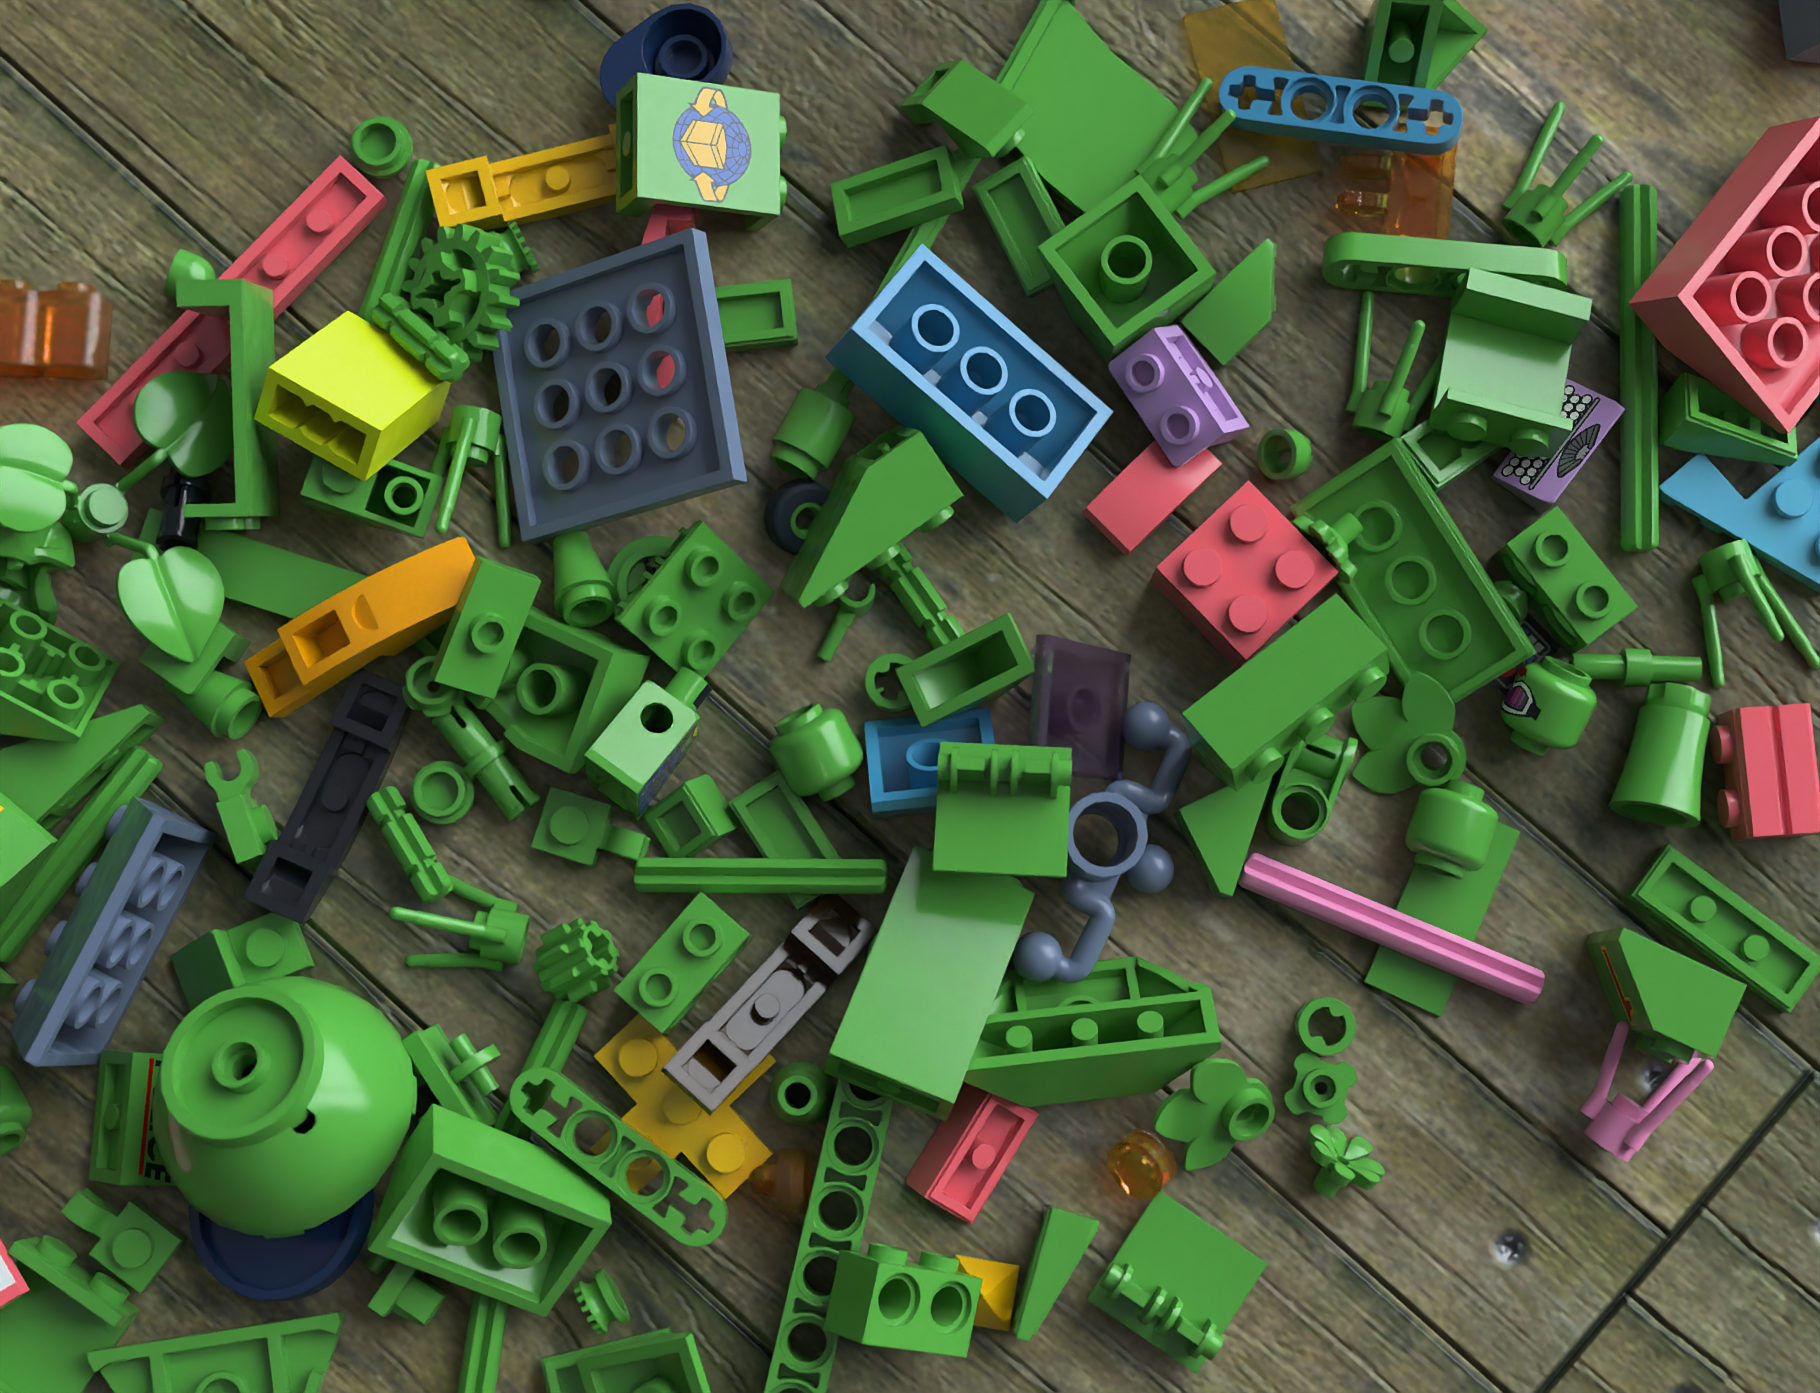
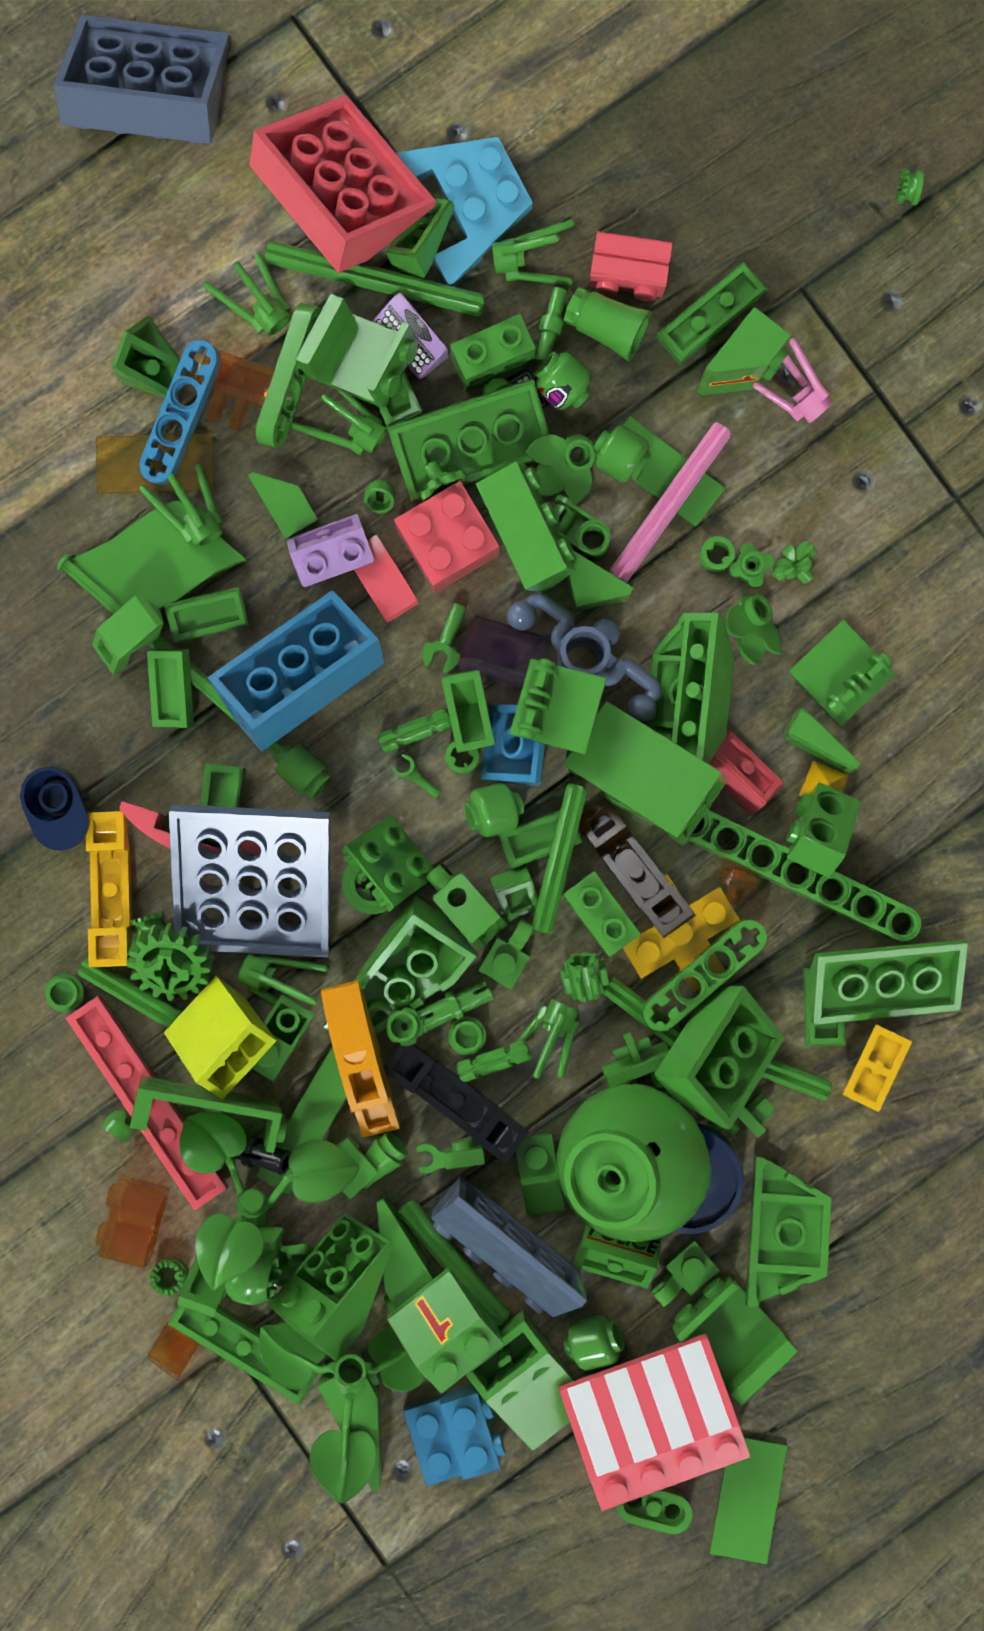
camera: 80 degrees left, 5 degrees up
(420, 338) = (192, 991): bright green axle -> none
(485, 627) = (379, 987): bright green plate -> none
(581, 583) = (361, 927): bright green cone -> none
(602, 1300) = (782, 1002): bright green bush -> none
(699, 148) = (115, 799): panel -> none
(783, 508) = (342, 796): black wheel -> none
(818, 1084) = (679, 867): bright green cone -> none
(870, 507) = (359, 746): bright green slope -> none
(1076, 615) = (446, 640): none -> bright green bar
(1125, 268) = (248, 562): bright green slope -> none
(1142, 1164) = (772, 677): clear orange tile -> none

